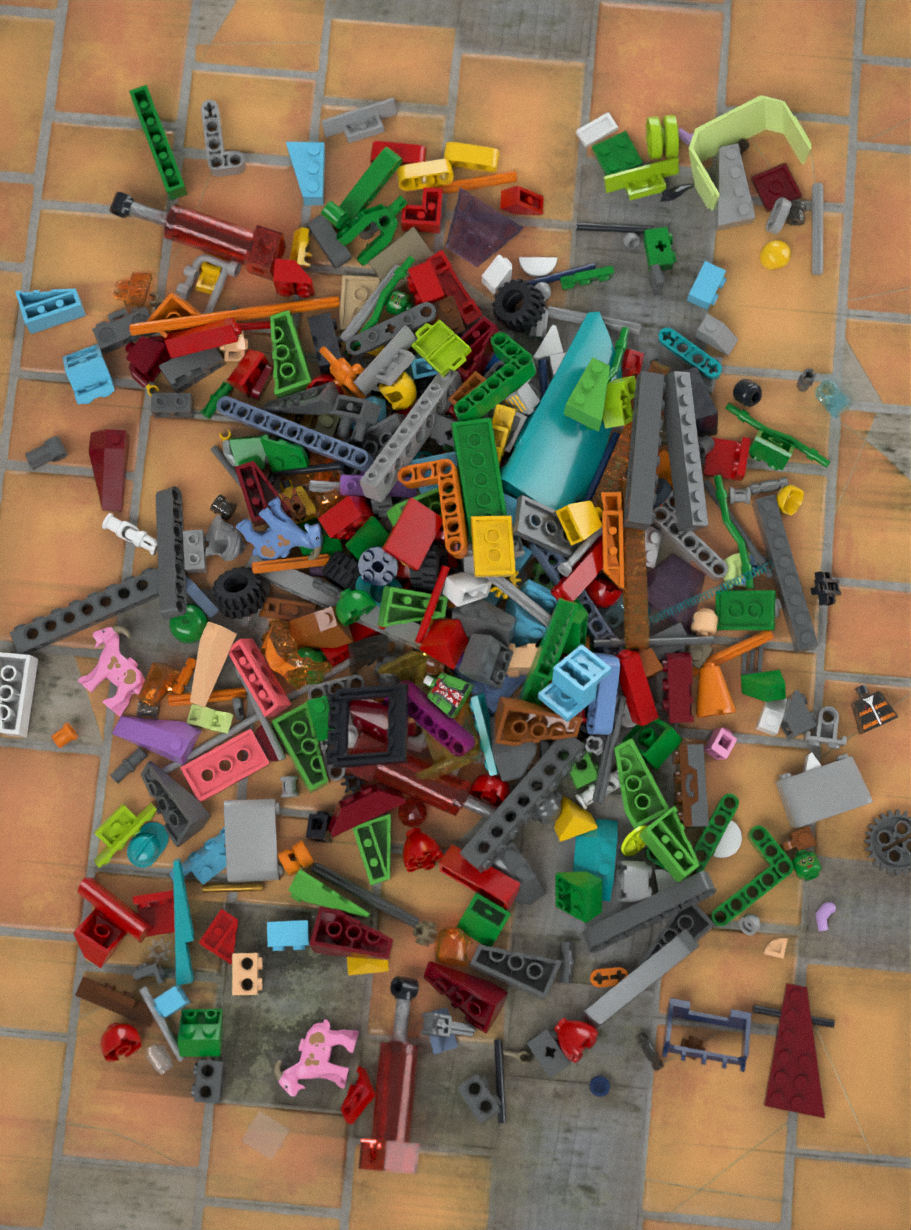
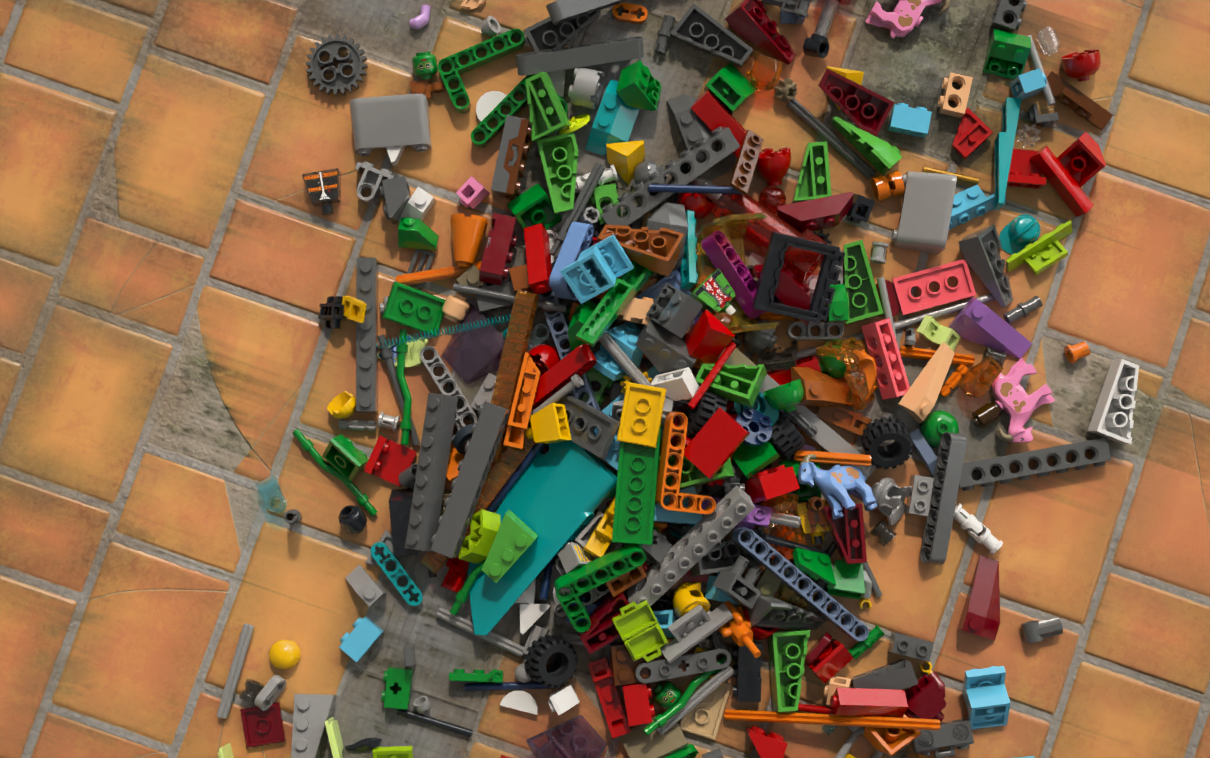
camera: 175 degrees left, 5 degrees up
(144, 648) = (985, 415): none -> dark brown brick
(449, 837) = (746, 162): none -> reddish brown bracket
(493, 796) = (692, 189): none -> dark blue piece
(806, 592) = (354, 309): none -> yellow slope

